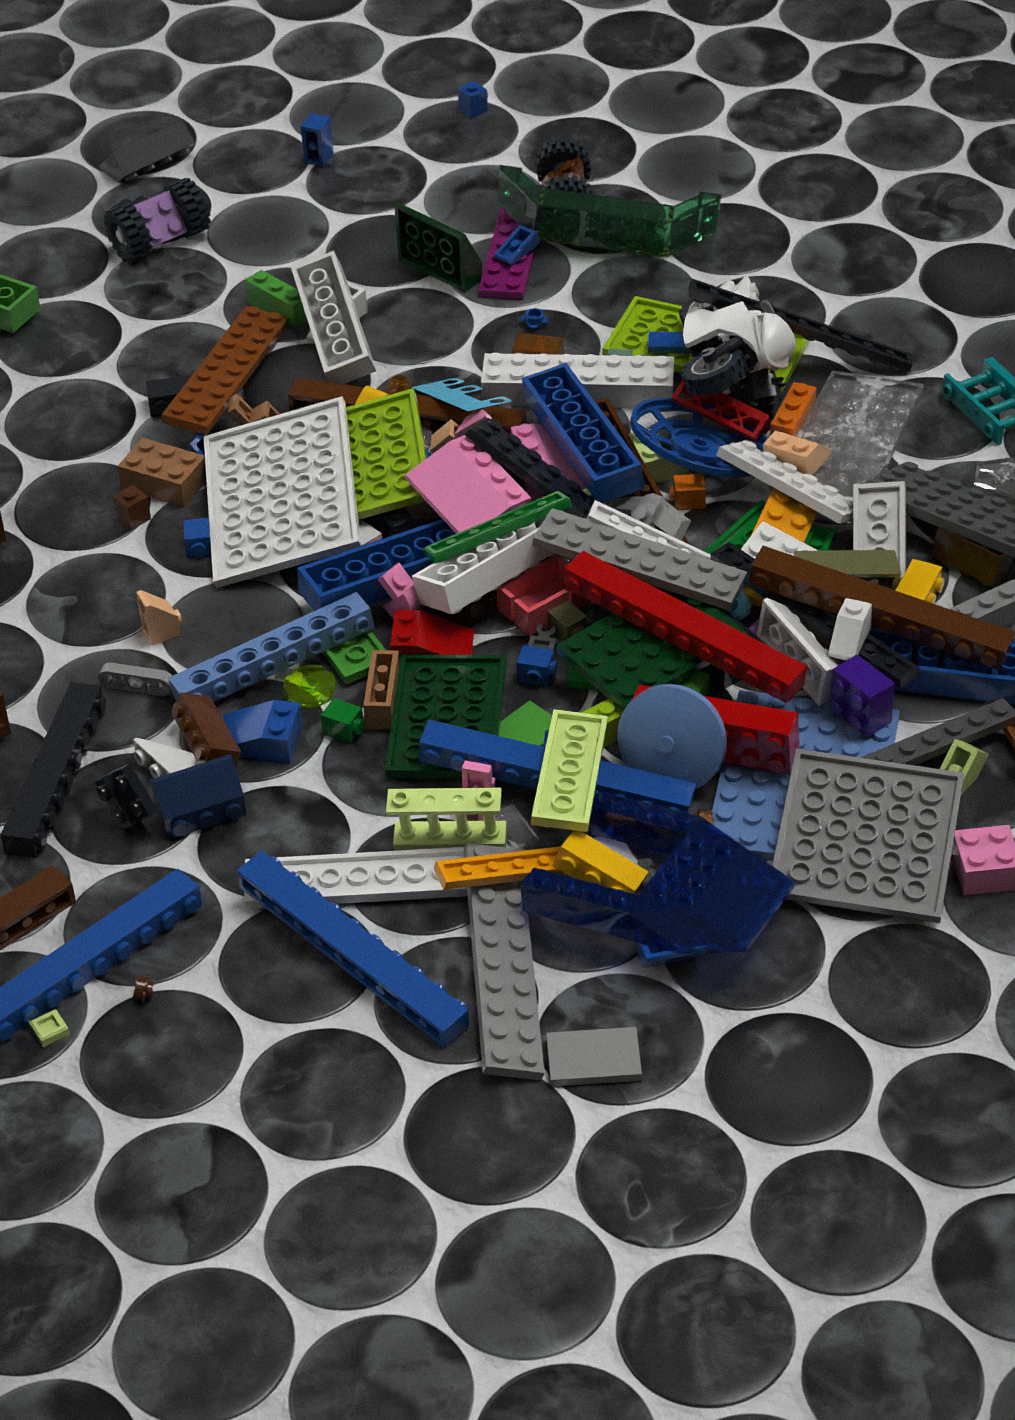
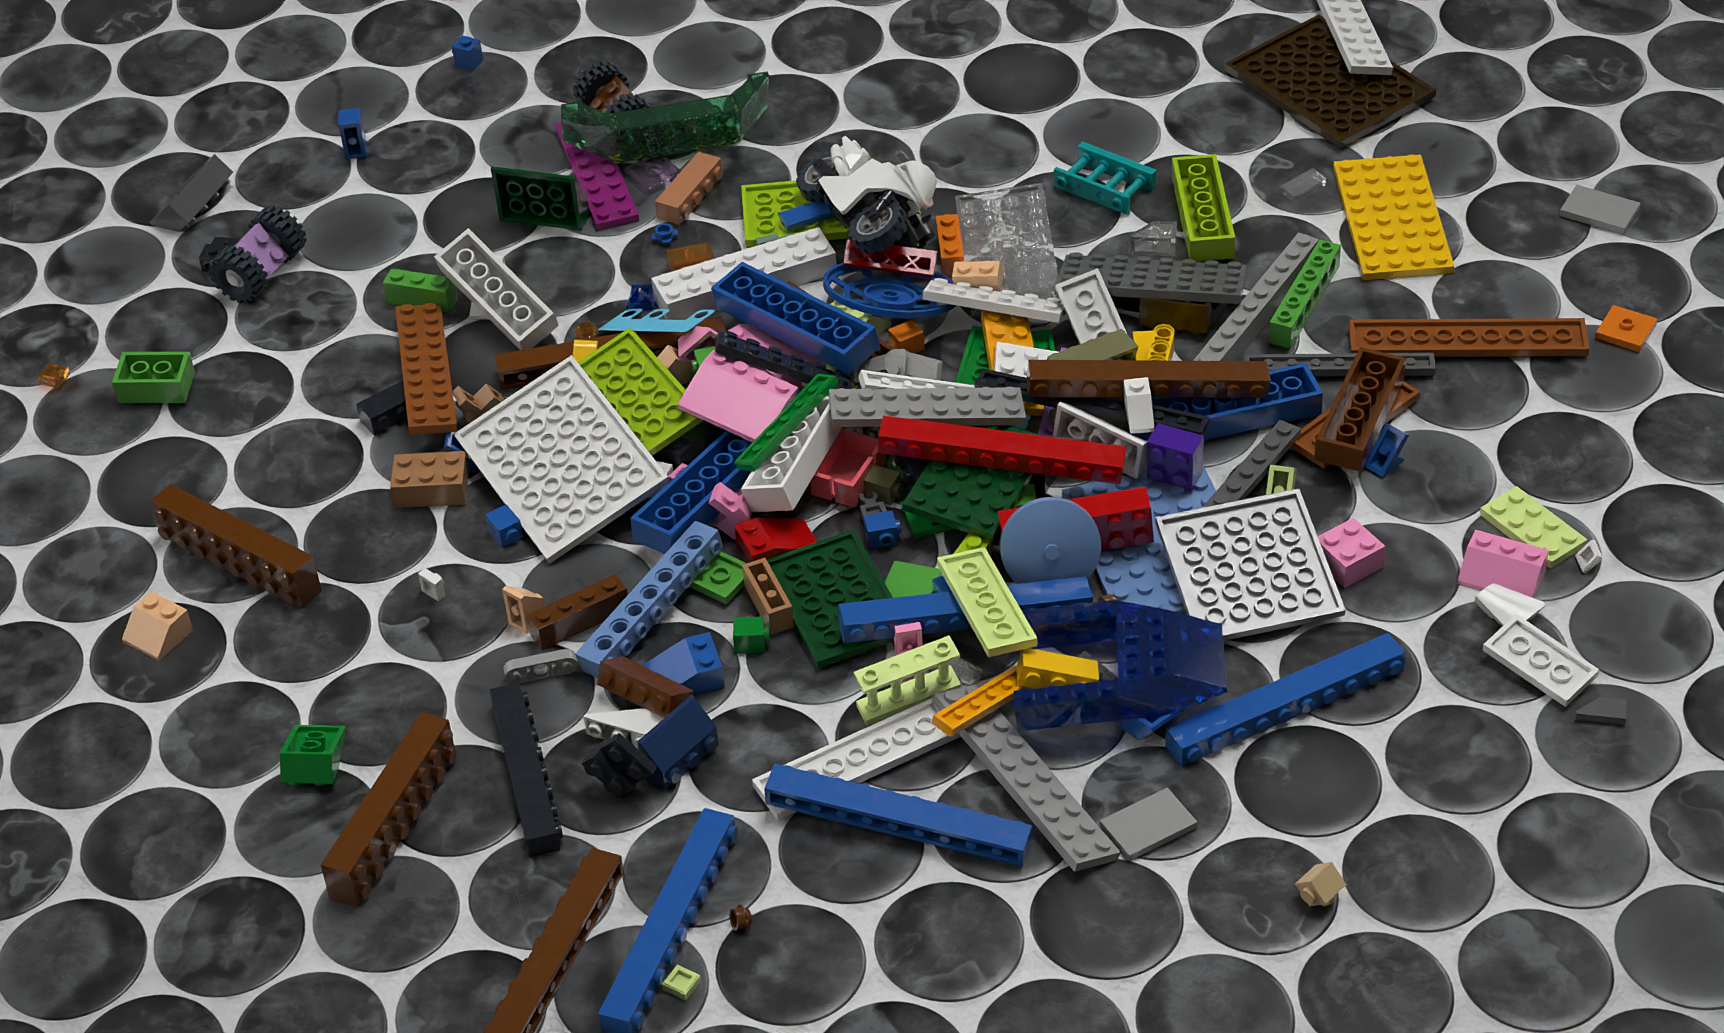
camera: 25 degrees left, 0 degrees up
(98, 568) = (432, 584): none -> white plate
(132, 507) = (424, 520): reddish brown brick -> none
(198, 639) = (576, 612): none -> reddish brown brick
(310, 686) = (696, 616): clear neon green tile -> none
(470, 370) = (641, 297): none -> clear blue tile
(517, 245) = (607, 173): blue slope -> none
(565, 261) = (652, 173): none -> clear purple tile
(585, 283) = (689, 188): none -> nougat brick
(717, 1191) = (1320, 884): none -> tan brick
(808, 328) = (938, 165): black plate -> none
(819, 984) = (1284, 699): none -> blue brick
(925, 581) = (1161, 343): none -> yellow beam

